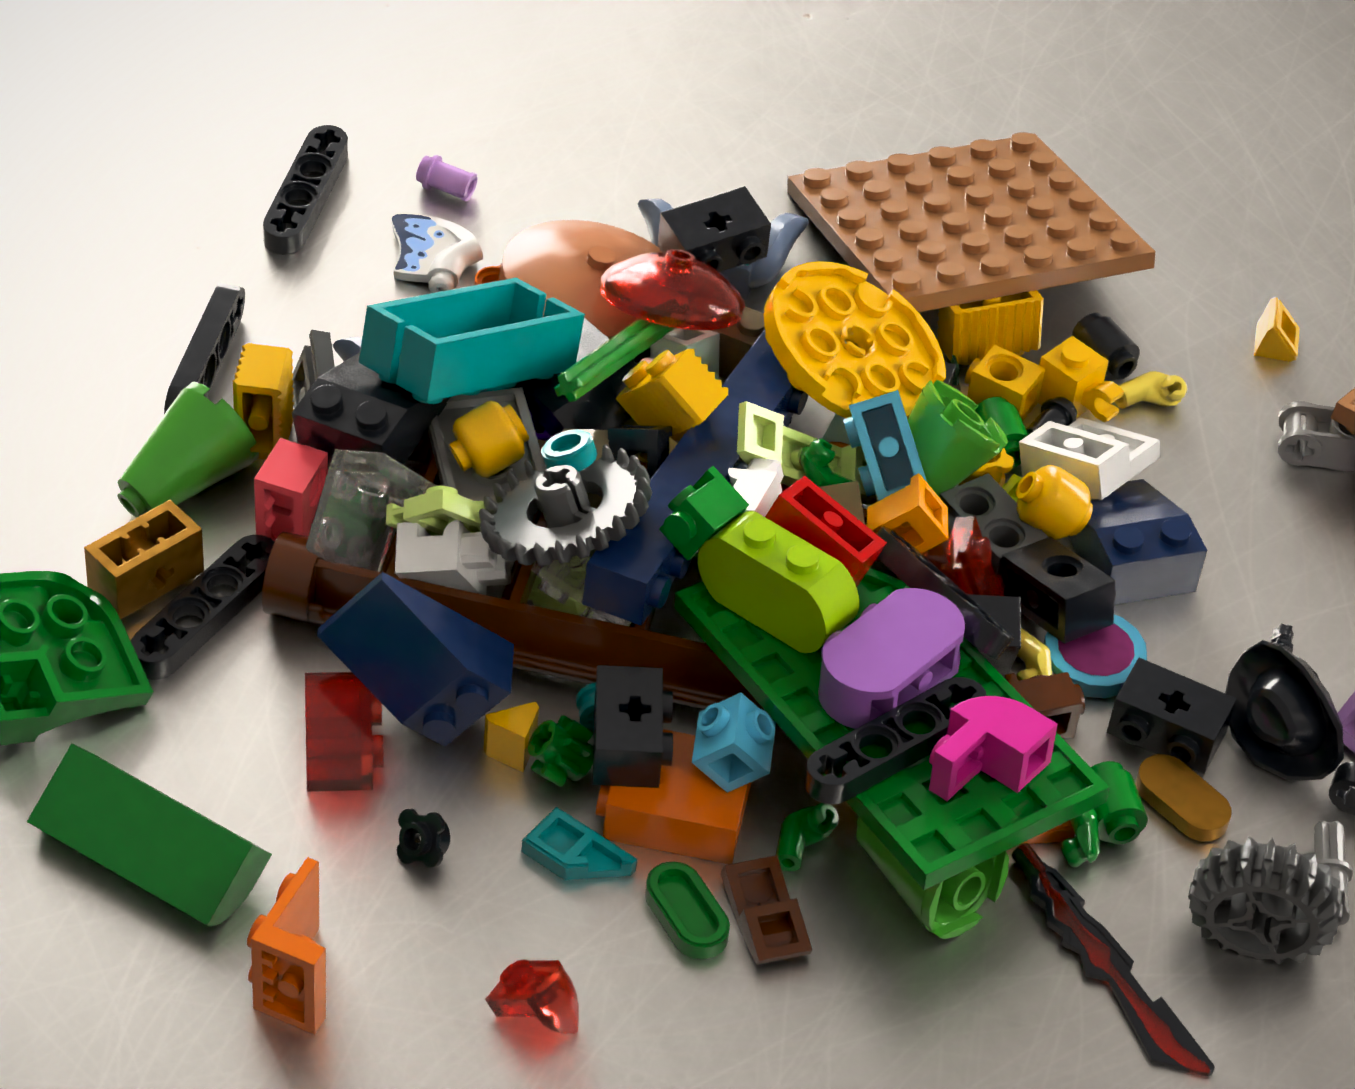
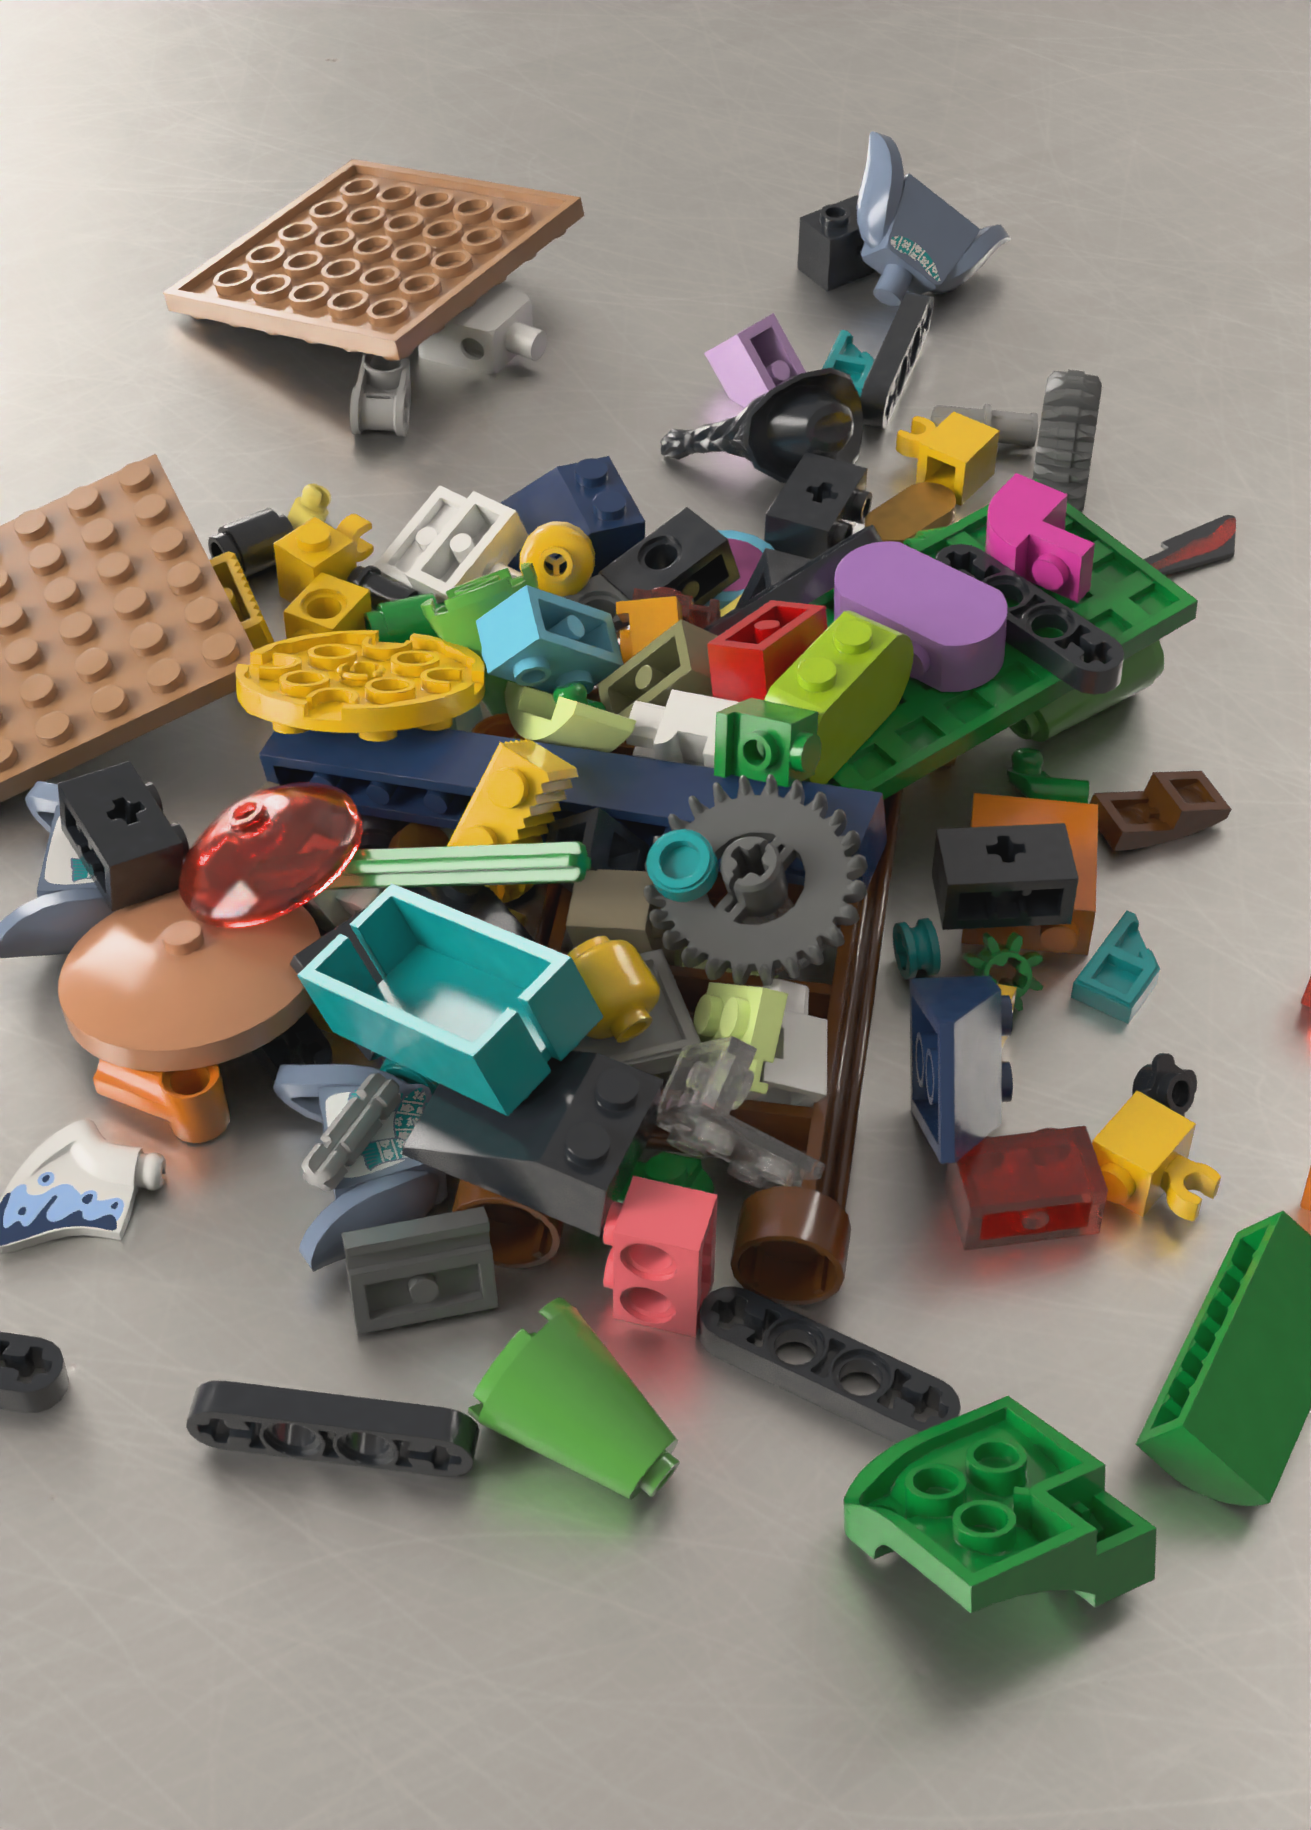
camera: 90 degrees left, 0 degrees up
(145, 558) = (793, 1421): pearl gold brick -> none
(265, 394) = (462, 1309): yellow brick -> none
(353, 809) = (1147, 1154): none -> yellow brick
(687, 910) = (1173, 874): green tile -> none
(734, 742) = (1033, 773): medium azure brick -> none
(1269, 817) = (953, 454): none -> yellow brick
(1276, 333) = (207, 428): yellow slope -> none

